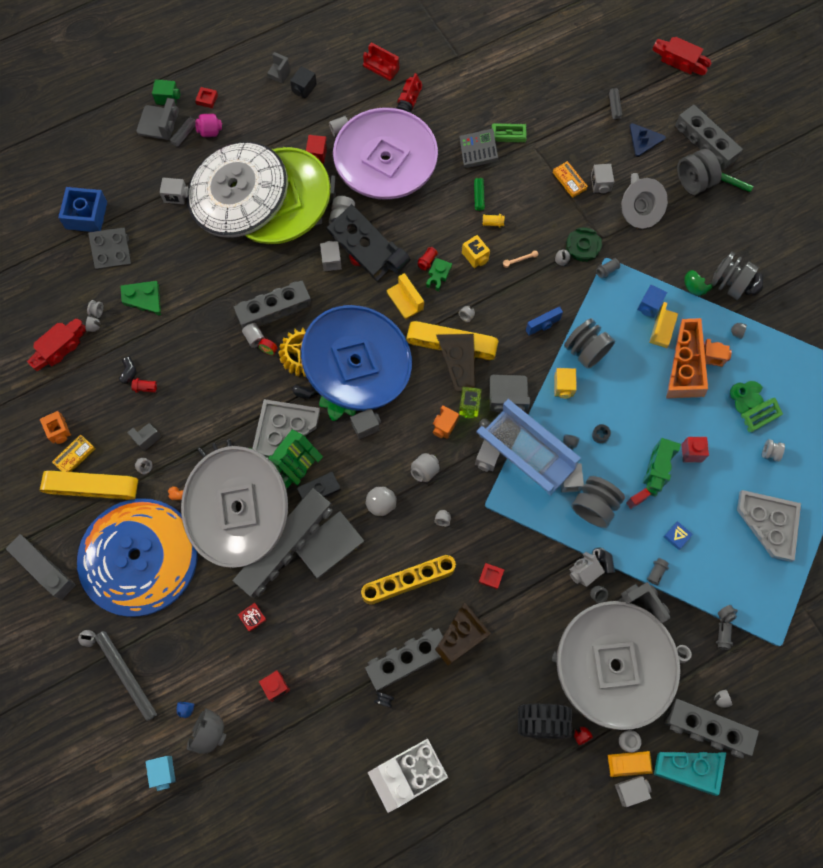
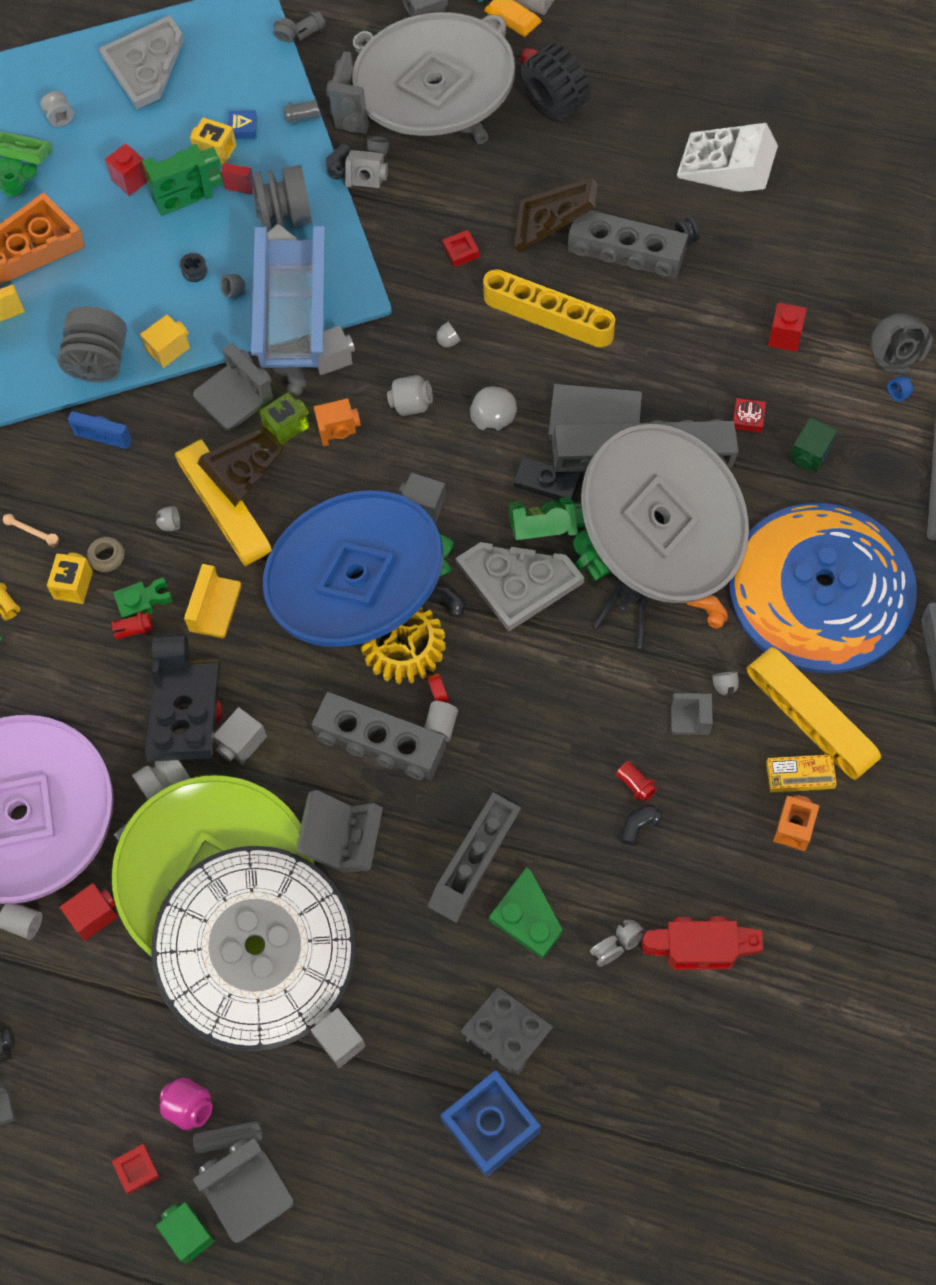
camera: 130 degrees left, 5 degrees down
(184, 295) = (473, 857): none -> dark grey slope
(201, 626) = (813, 445): none -> dark green brick
(248, 255) = (339, 833): none -> dark grey bracket
(475, 270) = (102, 544): none -> dark tan piece
(677, 507) = (216, 135): none -> yellow brick

